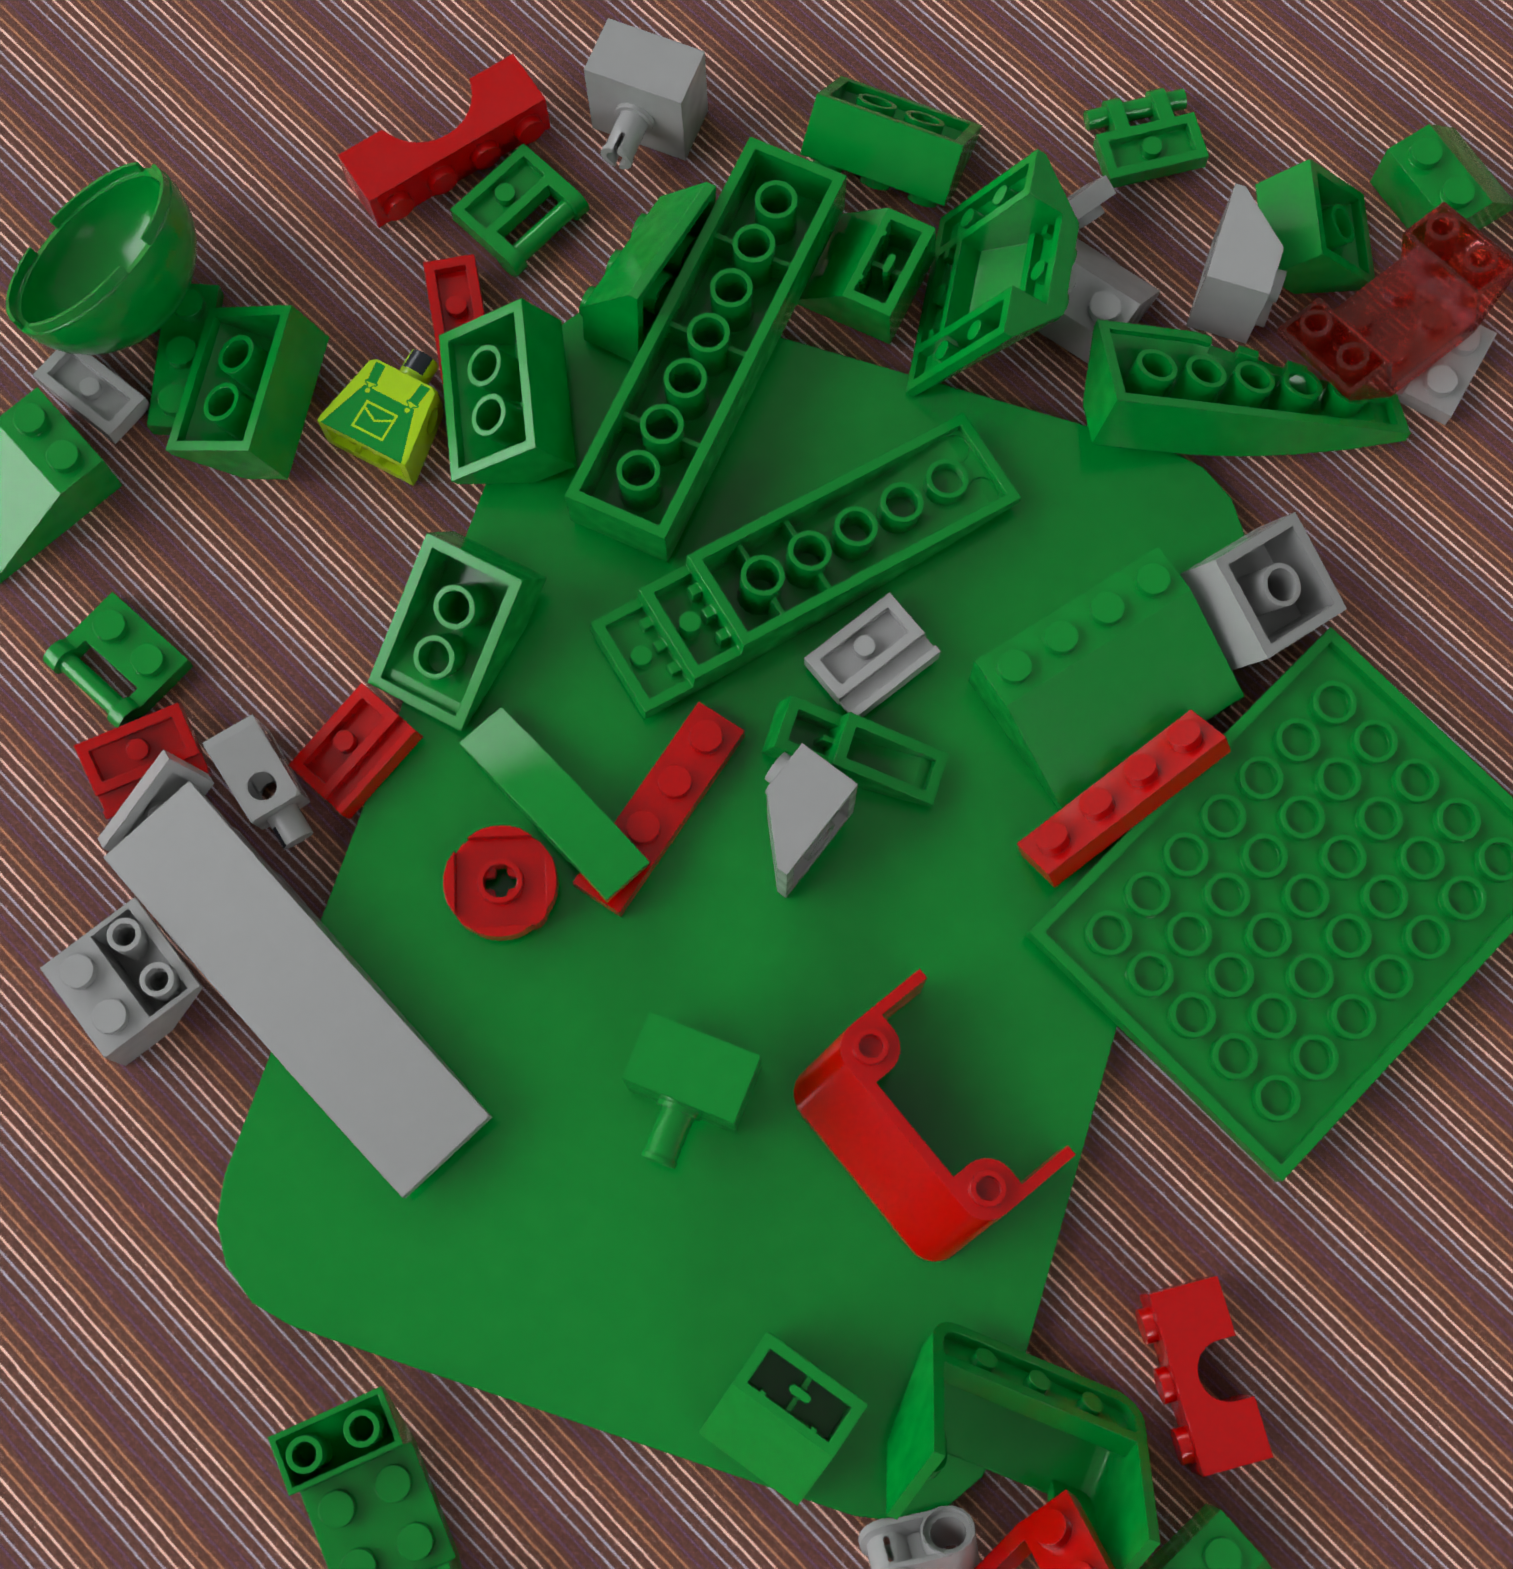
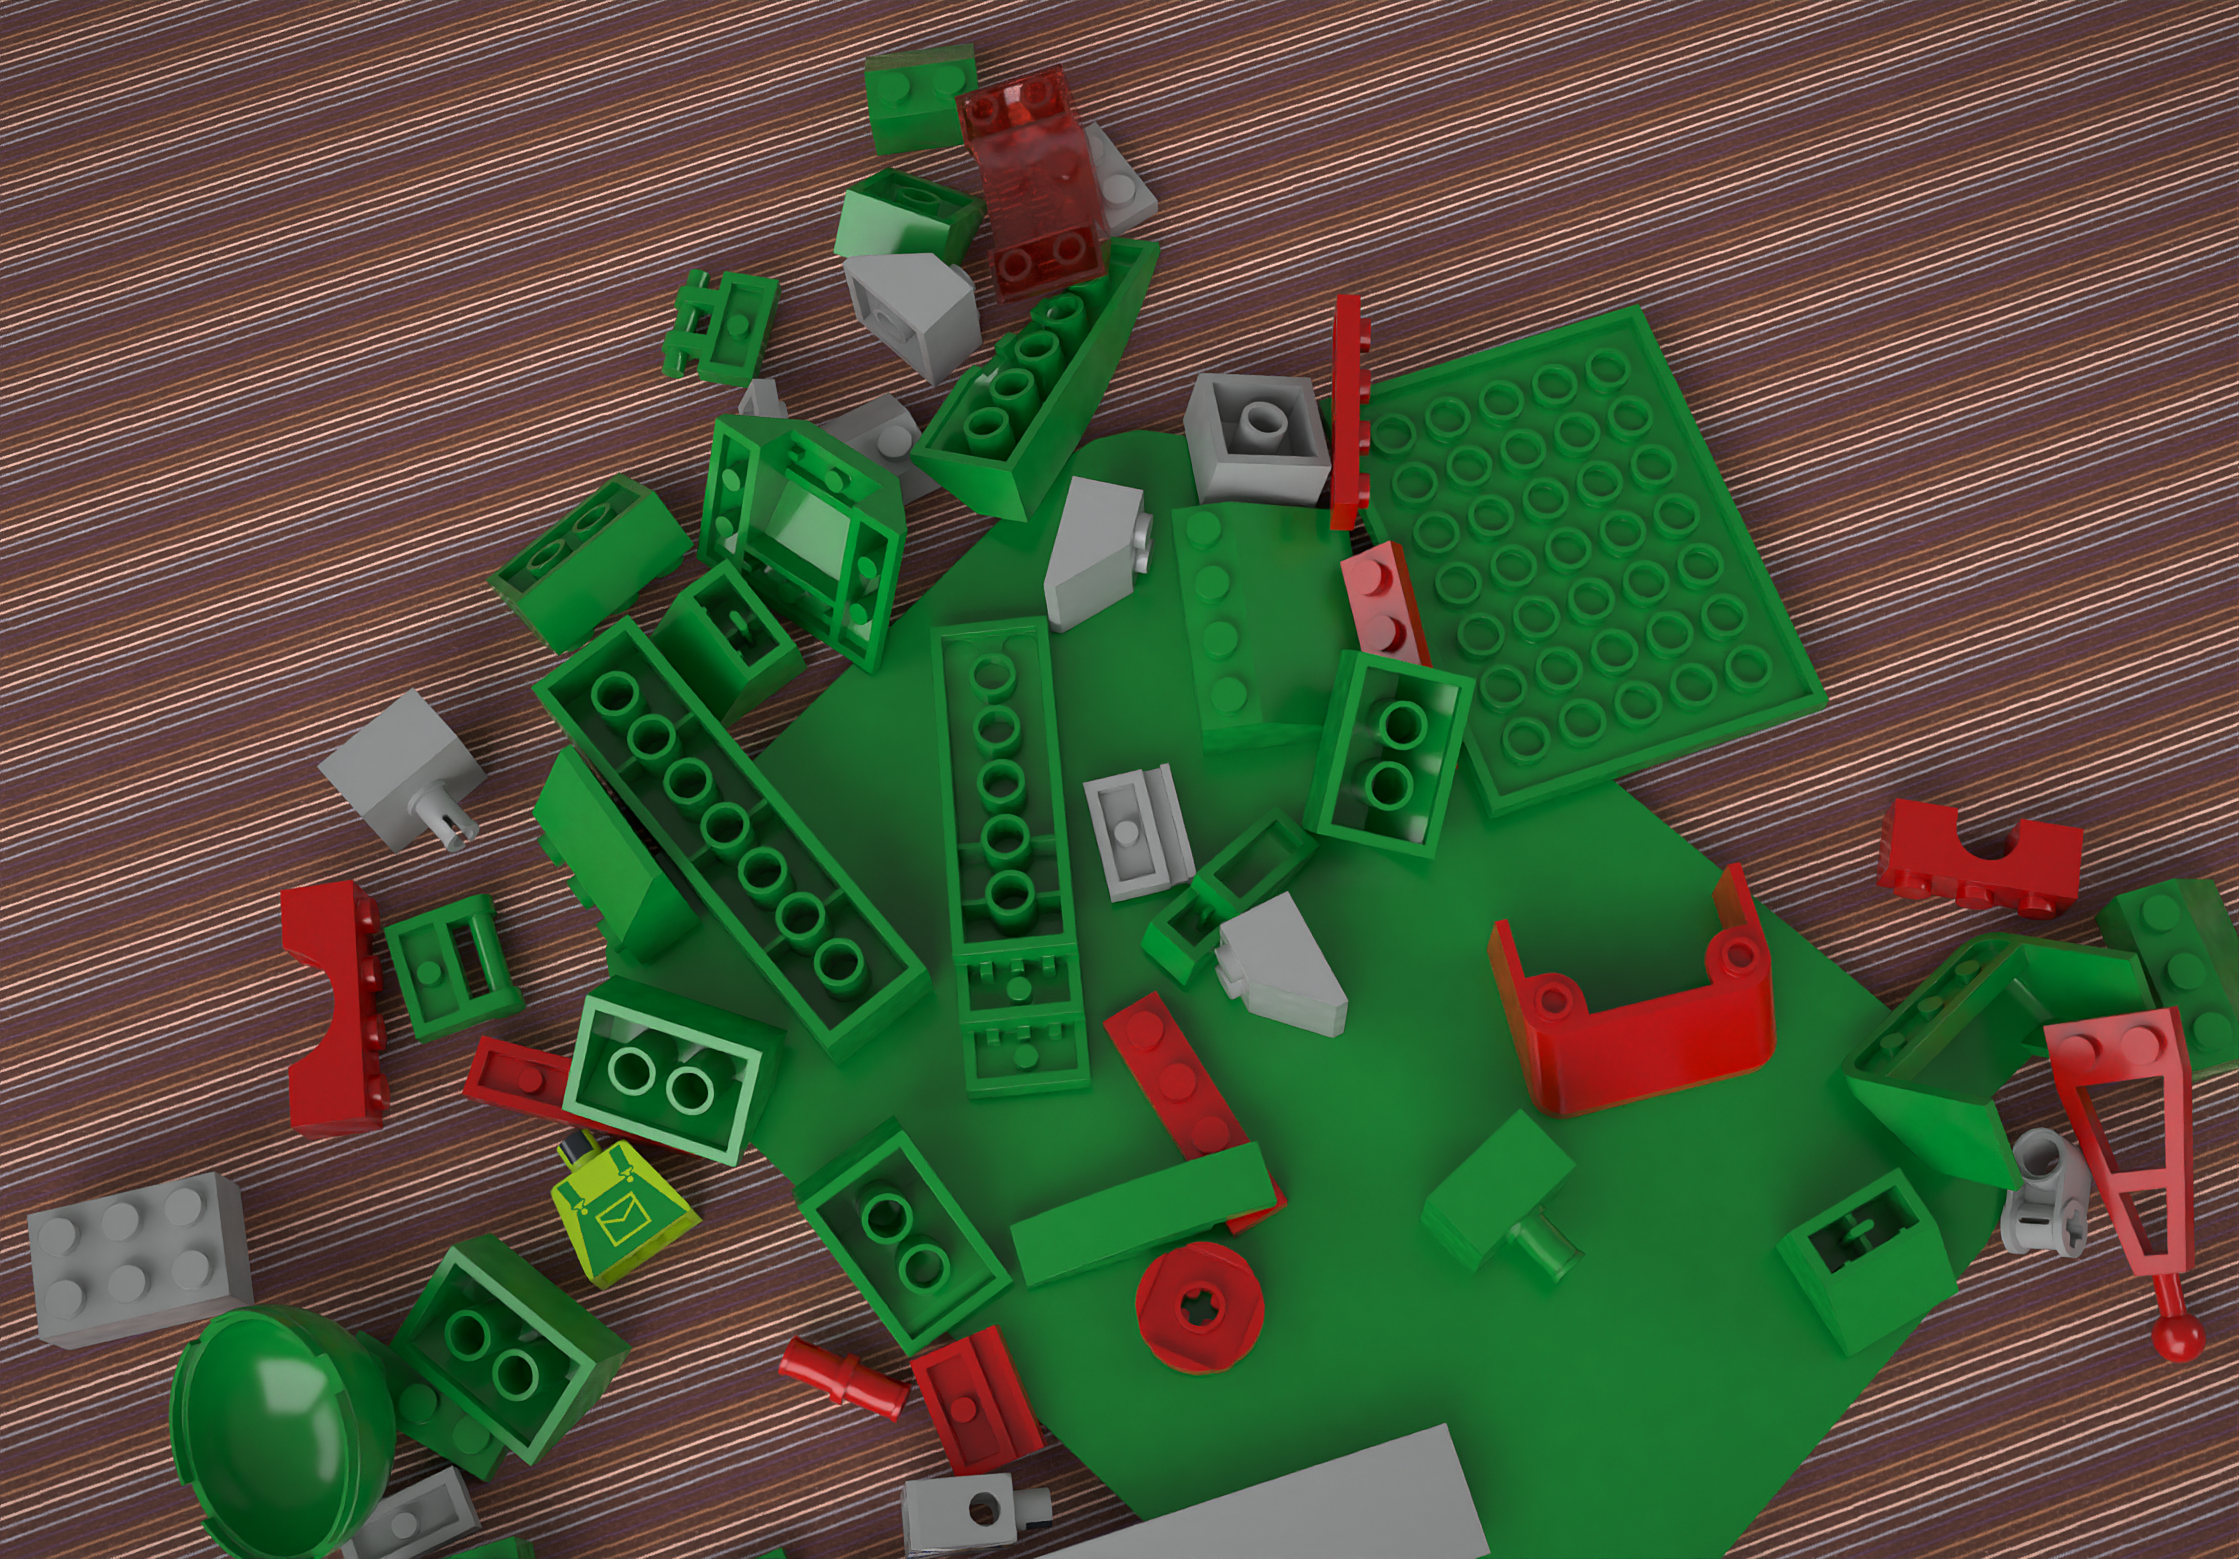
camera: 60 degrees left, 5 degrees down
(199, 110) = (139, 1261): none -> light grey brick
(333, 644) = (845, 1378): none -> red pin
(1031, 820) = (1388, 753): none -> green slope
(1089, 504) = (1096, 551): none -> light grey slope
(1309, 659) = (1348, 433): none -> red plate

